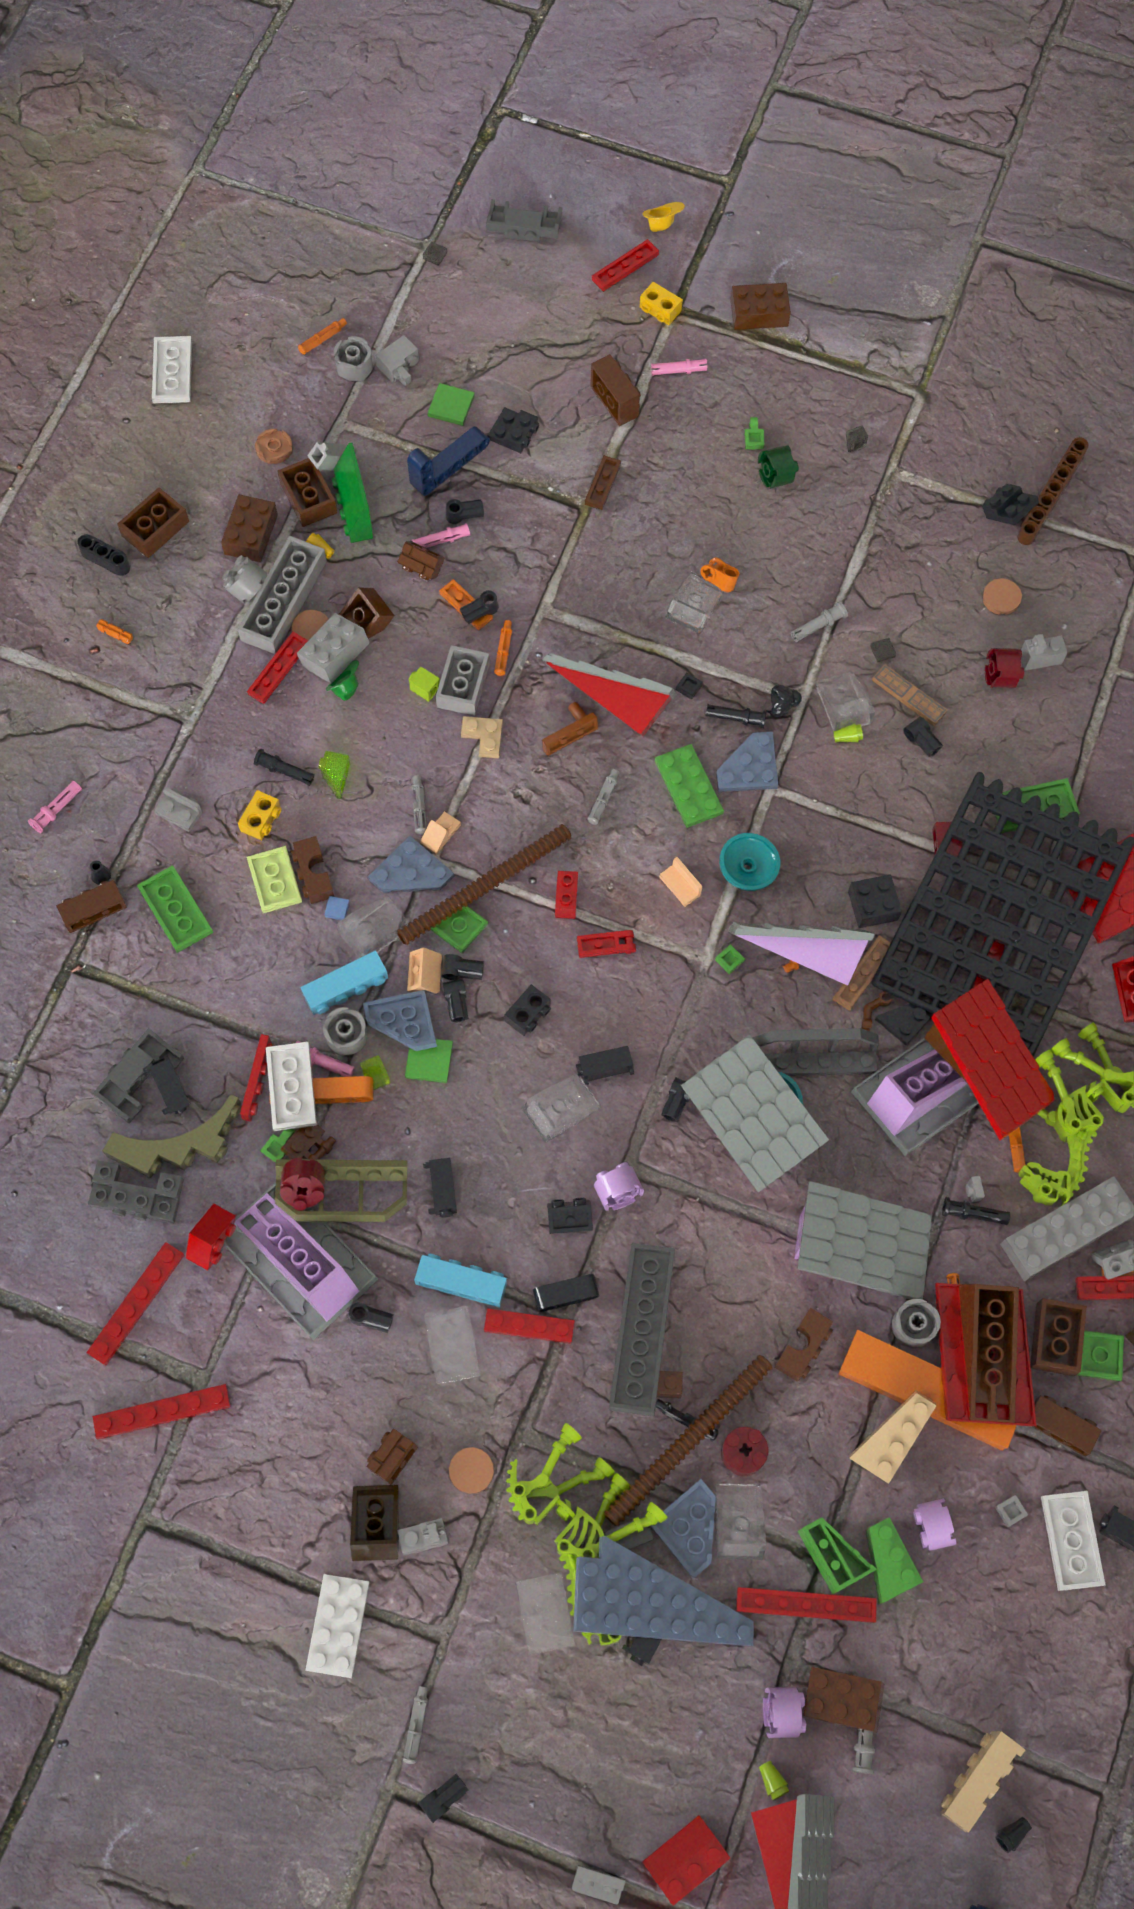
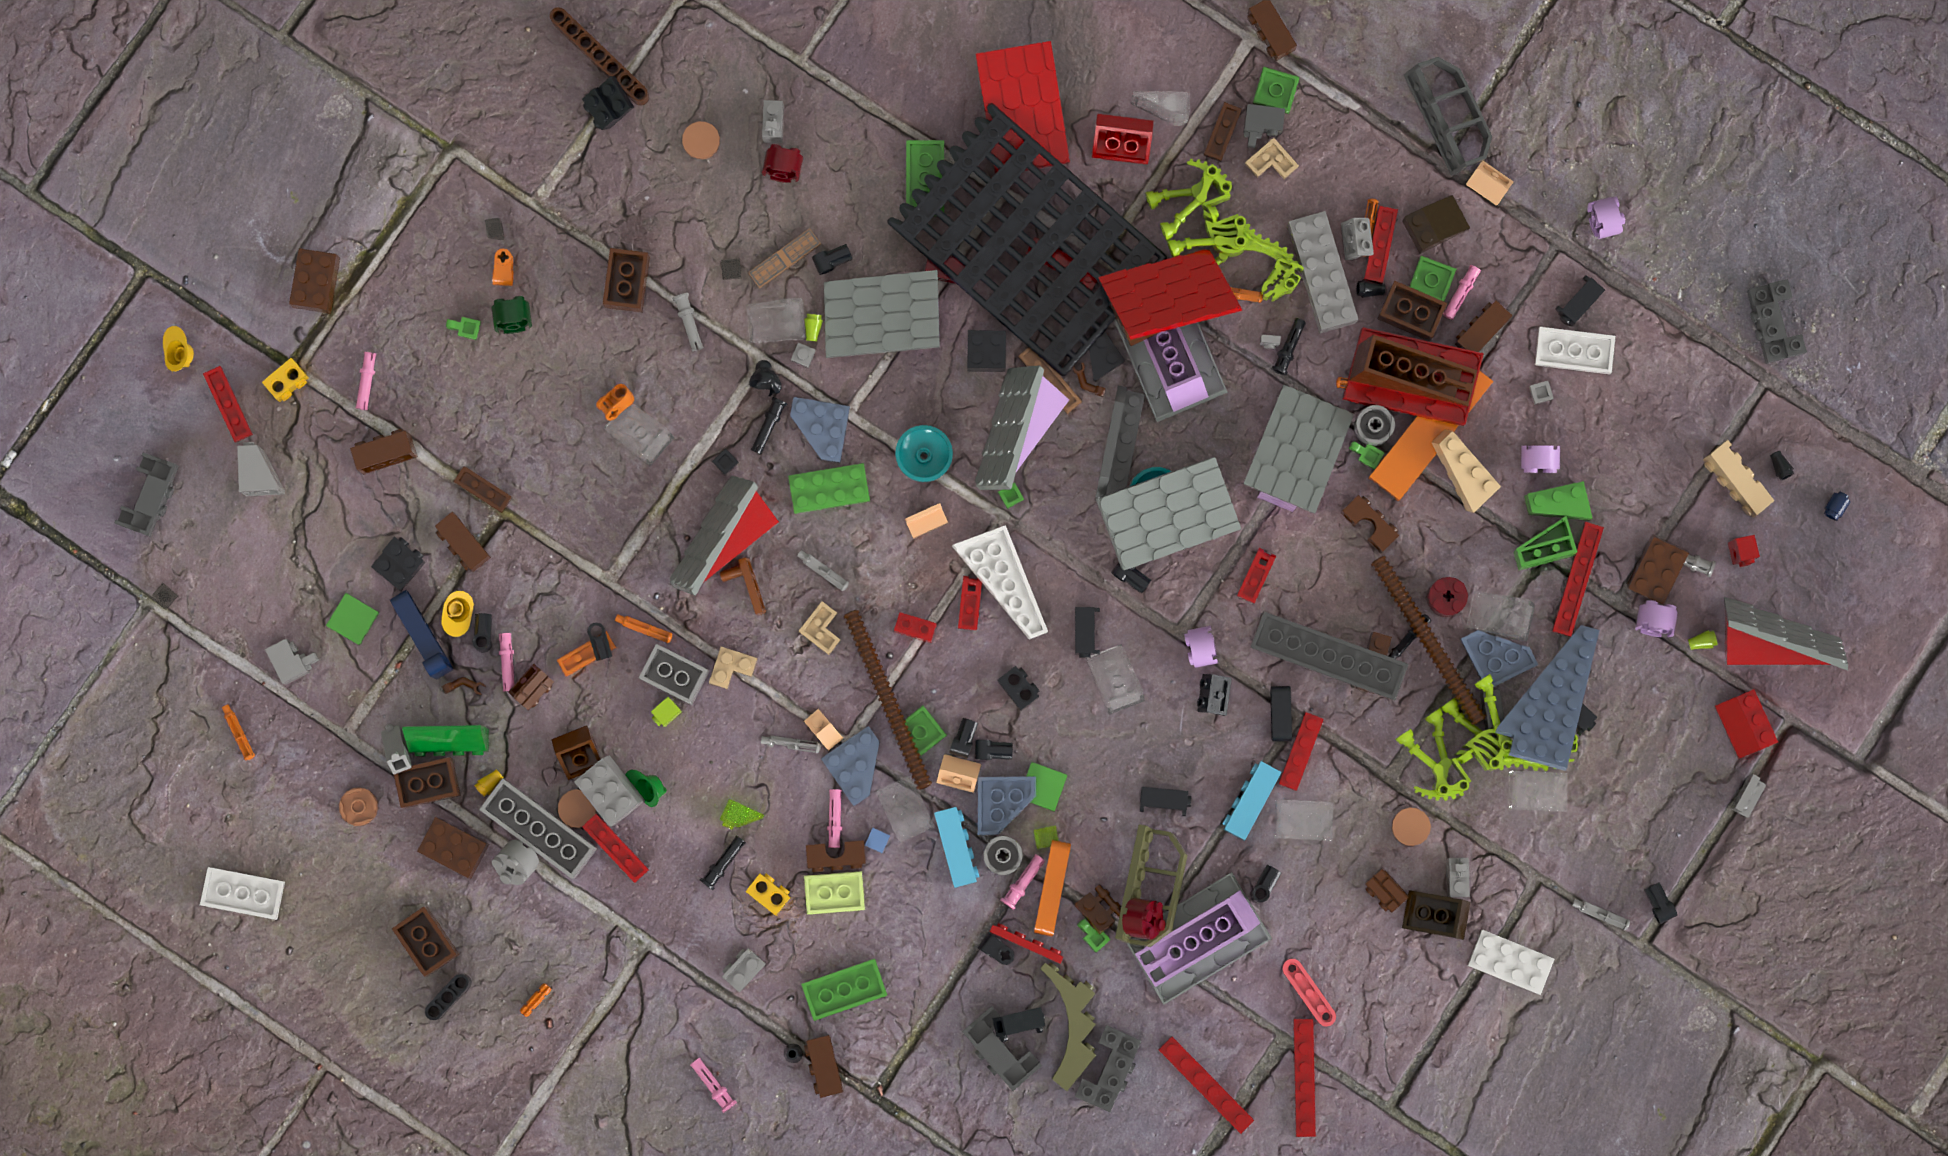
camera: 75 degrees left, 15 degrees up
(209, 1235) = (1168, 1010): red brick -> none
(244, 1046) = (994, 947): none -> black piece
(258, 1394) = (1309, 992): none -> coral plate
(291, 1086) = (1047, 913): white plate -> none
(353, 359) = (268, 709): light grey brick -> none
(358, 860) = (834, 818): none -> bright pink pin
(405, 496) = (462, 681): none -> reddish brown arm
(476, 482) = (457, 613): none -> yellow piece
(542, 802) = (815, 628): none -> tan plate
(547, 475) = (461, 542): none -> reddish brown brick
(568, 294) = (256, 472): none -> light grey slope
(649, 963) = (999, 569): none -> white wing
(712, 1232) = (1256, 576): none -> red plate
(817, 733) = (803, 355): none -> light grey plate
(820, 455) = (503, 271): none -> orange piece
(842, 556) = (626, 280): none -> reddish brown brick
(880, 1326) = (1368, 455): none -> bright green plate
(883, 793) = (881, 314): none -> light grey piece
(896, 1806) = (1743, 550): none -> red brick
(1068, 1286) = (1369, 289): none -> black cone
(1107, 1393) = (1465, 286): none -> bright pink pin

